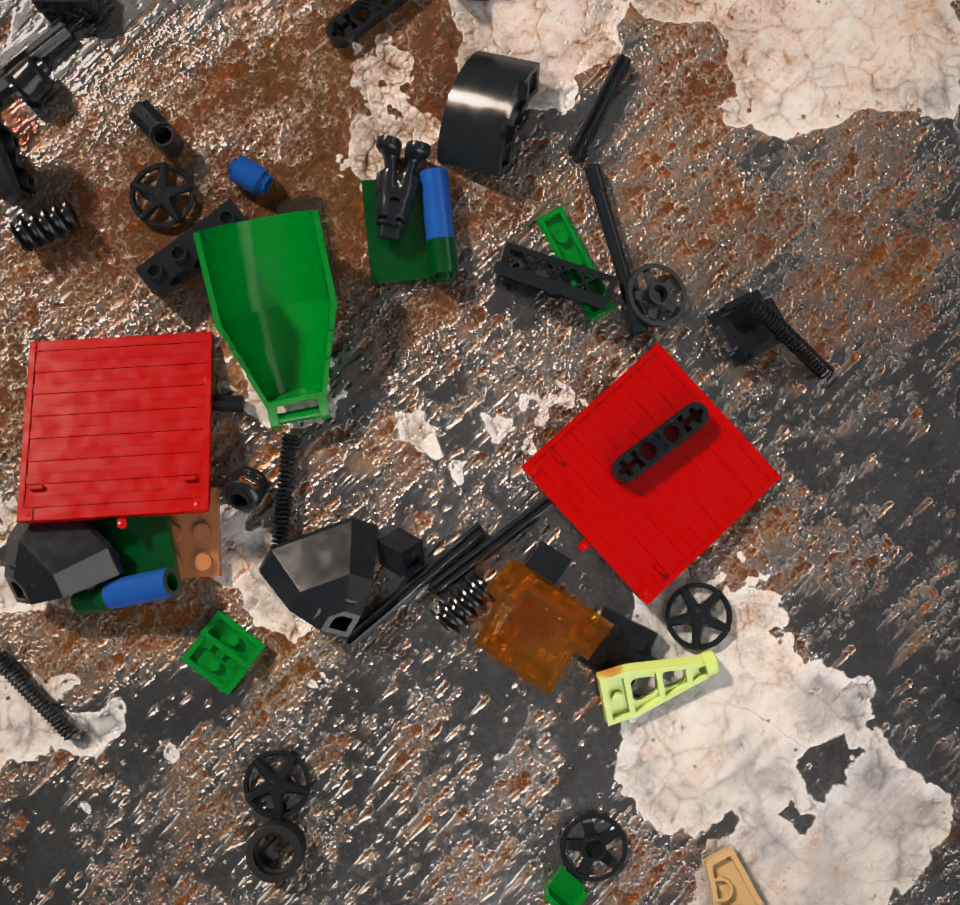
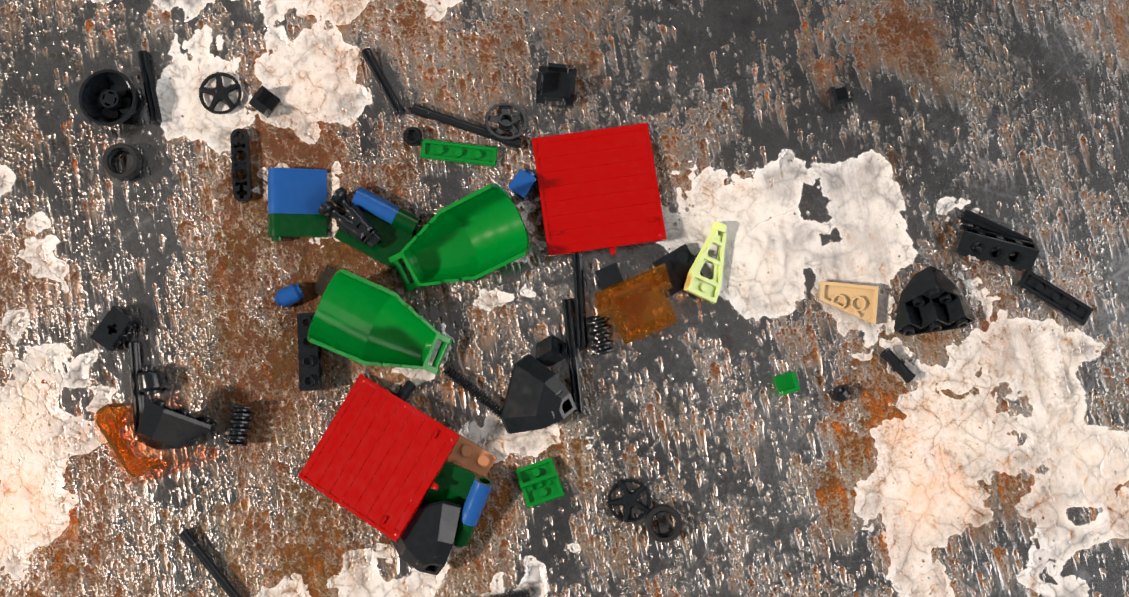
camera: 60 degrees left, 0 degrees up
(156, 128) = (226, 329): black piece -> none
(161, 194) = (265, 351): black wheel -> none
(246, 488) = (459, 410): black head -> none
(371, 101) = (295, 203): none -> blue door
(467, 347) = (465, 240): none -> green windscreen
(482, 110) = (341, 145): black panel -> none
(552, 286) = (474, 165): black fence -> none
(556, 192) = (412, 136): none -> black plate
(591, 370) = (522, 183): none -> blue brick
(593, 846) = (774, 354): black wheel -> none
(658, 441) = (585, 174): black beam -> none
(699, 616) = (691, 216): black wheel -> none
(812, 361) = (590, 65): black piece -> none

